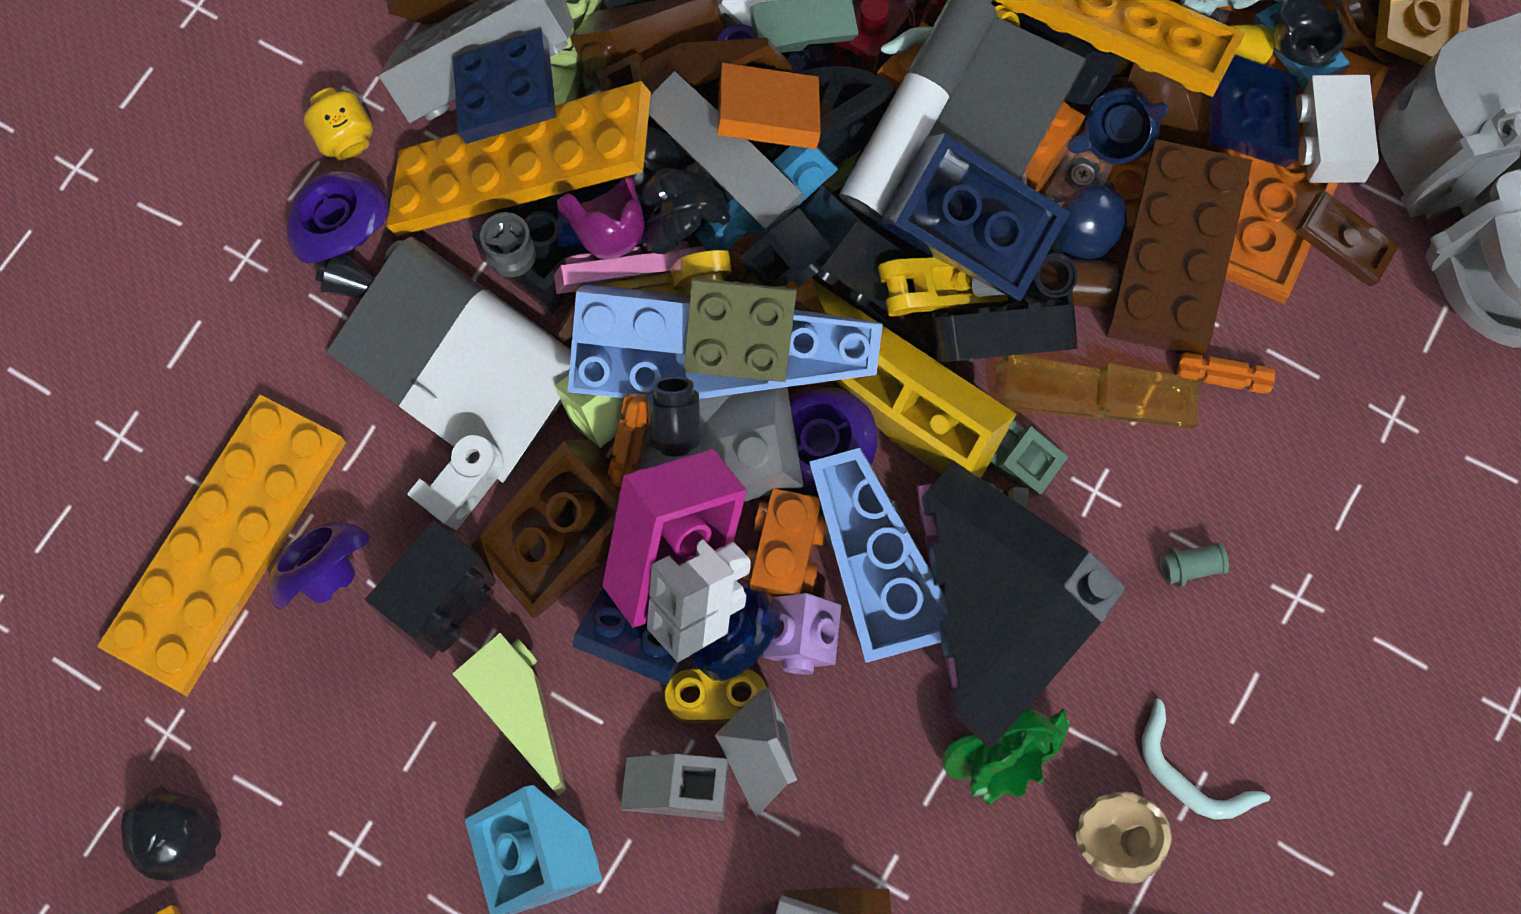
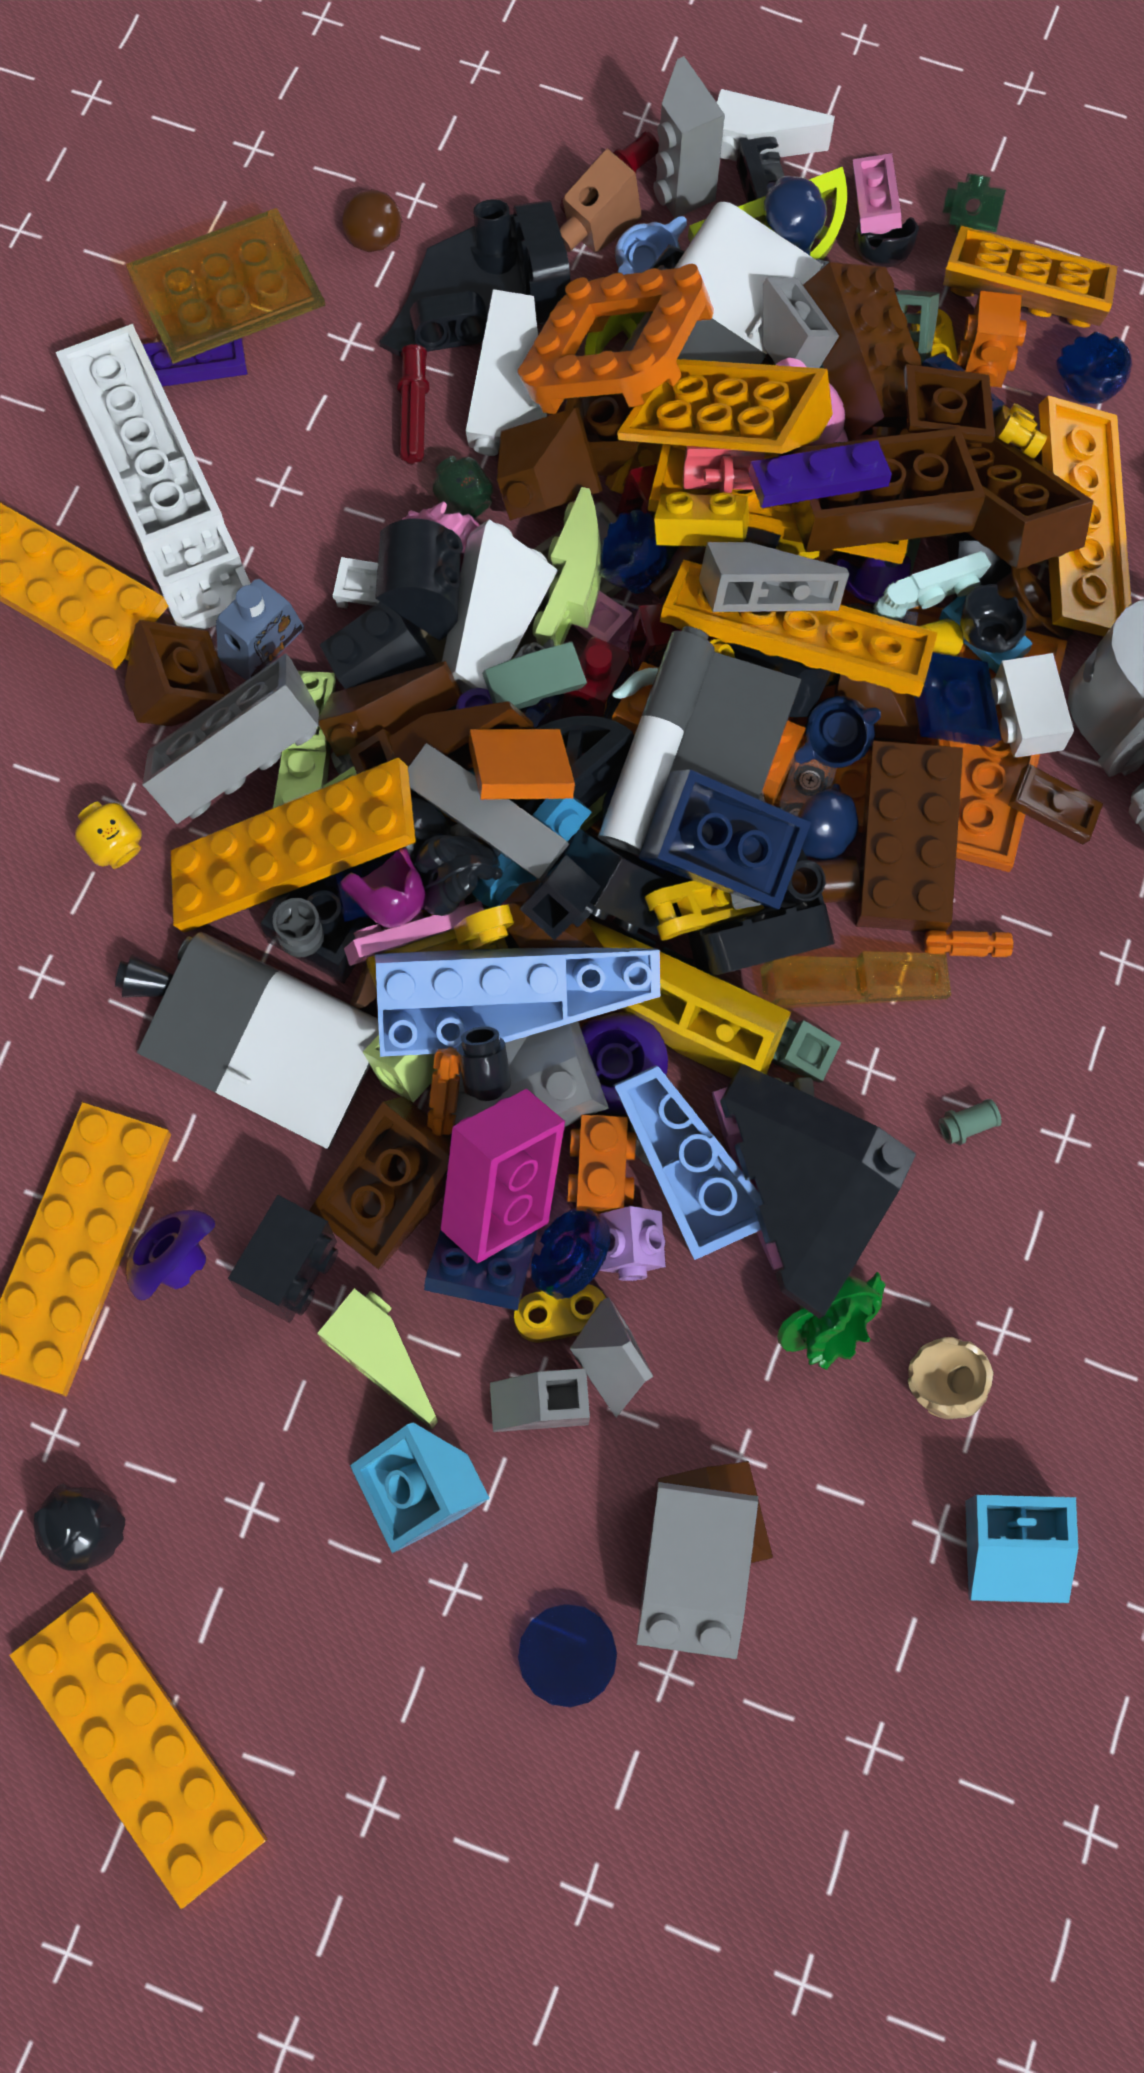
camera: 15 degrees left, 0 degrees up
(334, 215) = (122, 923): dark purple hat -> none
(462, 482) = (291, 1155): white leg -> none
(503, 87) = (267, 780): dark blue plate -> none
(695, 600) = (532, 1229): hips -> none
(739, 330) = (531, 975): olive hinge -> none
(1179, 785) = (992, 1324): light aqua animal -> none

